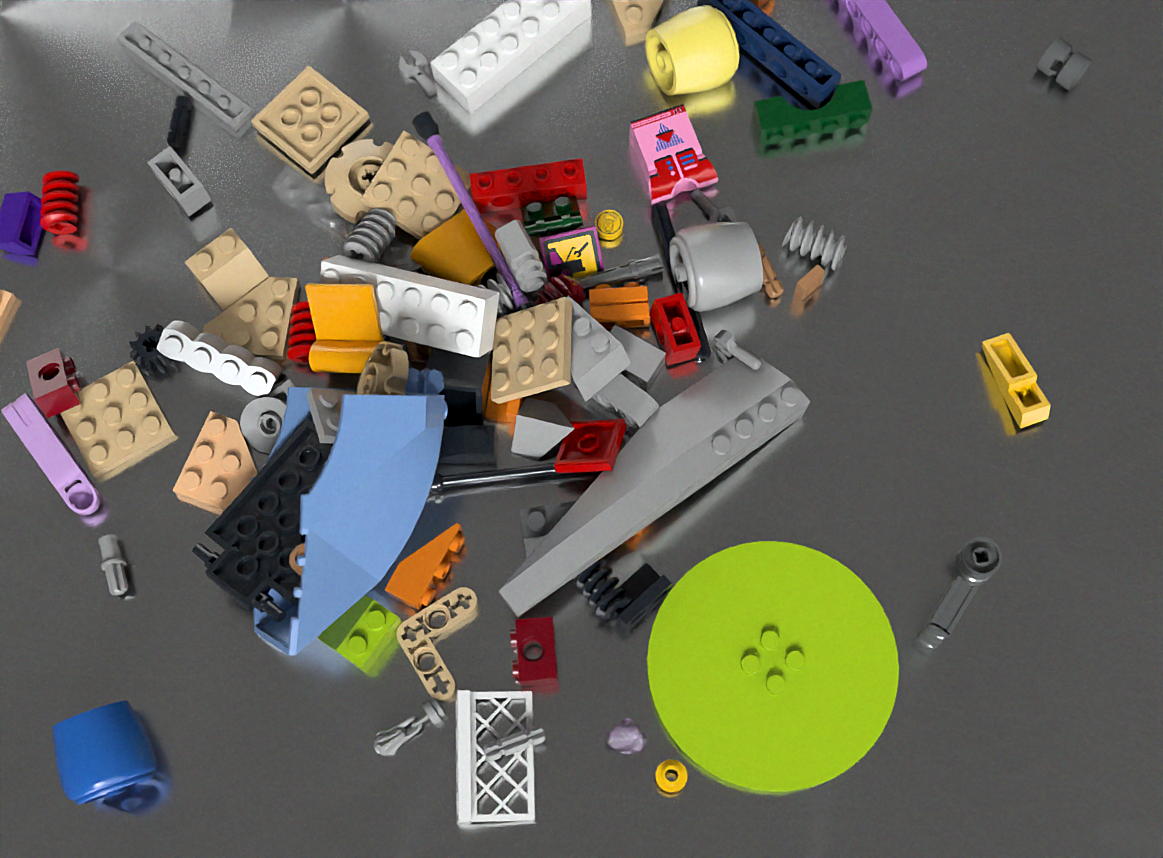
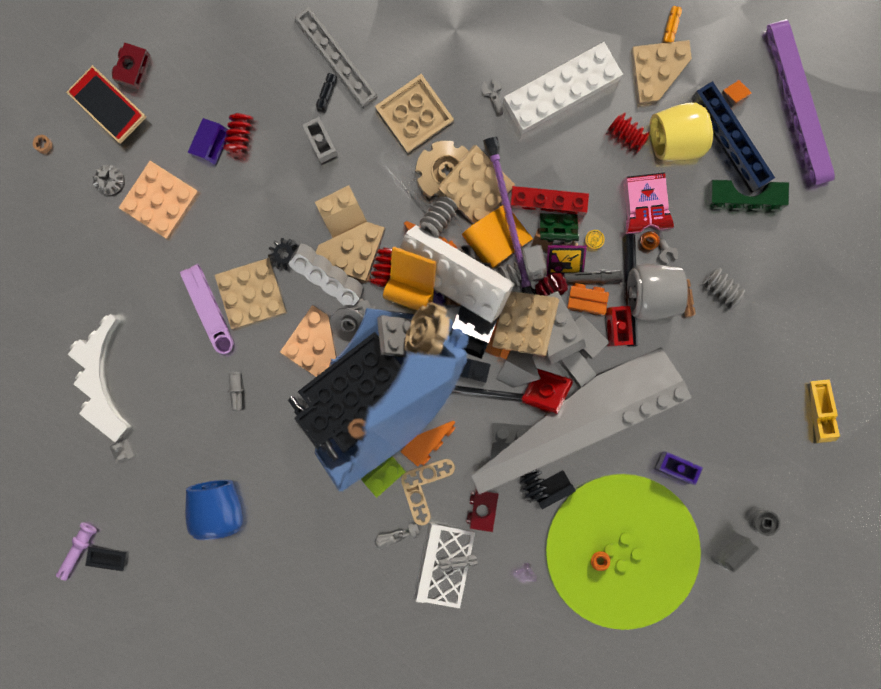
camera: 10 degrees right, 15 degrees up
(54, 382) = (212, 254): dark red brick -> none
(620, 71) = (629, 131): none -> red piece
(667, 785) = (546, 596): yellow plate -> none
(689, 214) = (650, 245): none -> orange plate
(730, 348) = (651, 345): light grey bar -> none
(746, 677) = (600, 567): none -> orange plate
(809, 282) = (713, 314): medium nougat tile -> none
(822, 511) = (679, 468): none -> dark purple brick

